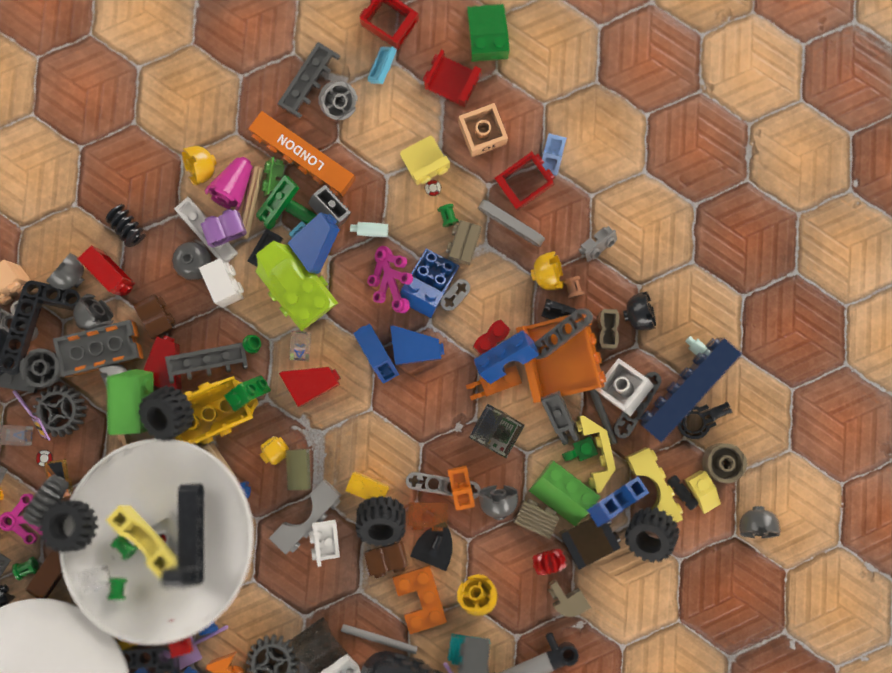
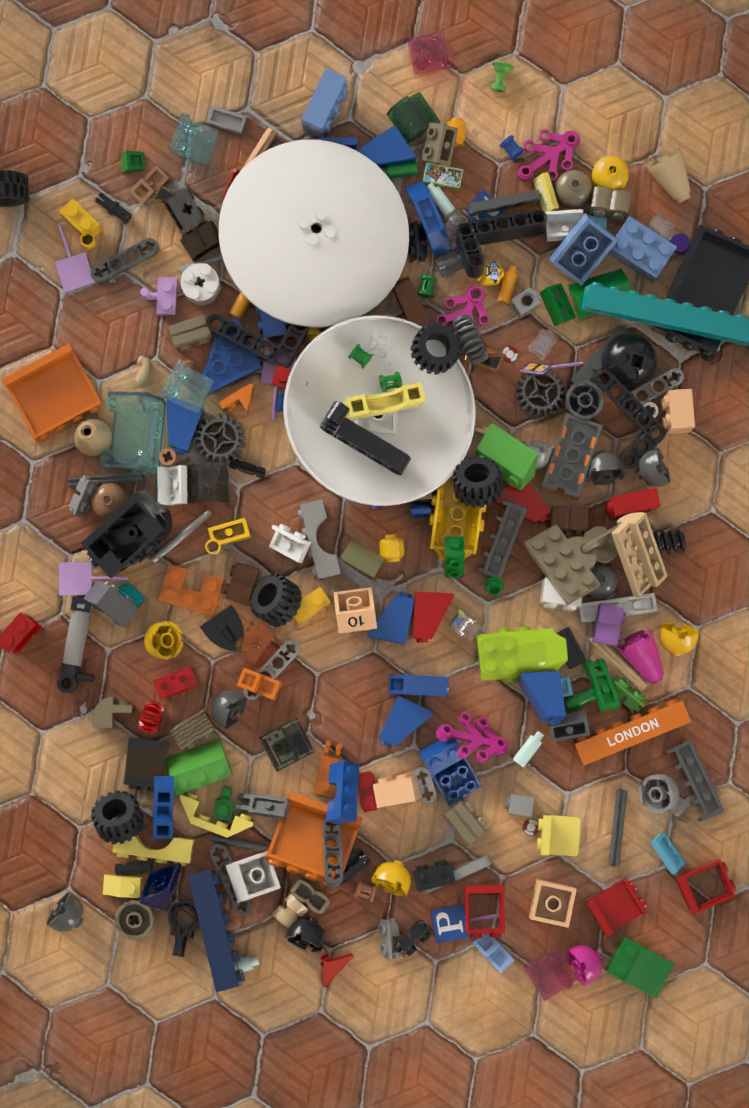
camera: 125 degrees right, 0 degrees up
(143, 239) = (638, 552): none -> tan brick
(186, 291) = (570, 561): none -> dark tan plate
(226, 447) = (420, 510): none -> blue slope
(283, 620) = (247, 468): none -> black axle
(334, 408) = (395, 620): none -> blue slope
(346, 447) = (355, 610): none -> light nougat brick
(351, 600) = (228, 534): none -> yellow hinge
(387, 118) = (618, 826): none -> dark grey axle
(420, 207) = (519, 804): none -> light grey brick
(448, 215) = (497, 824): green bush -> none
(475, 313) = (396, 791): none -> light nougat brick
(506, 560) = (176, 682): none -> red window
(513, 73) = (585, 962): none -> dark pink cylinder
(524, 239) = (434, 876): none -> black bracket
(540, 97) = (550, 974): none -> clear pink hinge
(553, 202) = (450, 922): none -> blue piece
(593, 225) = (408, 944): none -> black hinge
(631, 338) = (290, 911): none -> tan wheel
(653, 274) = (332, 967): none -> red piece
(684, 458) = (161, 887): none -> clear blue slope

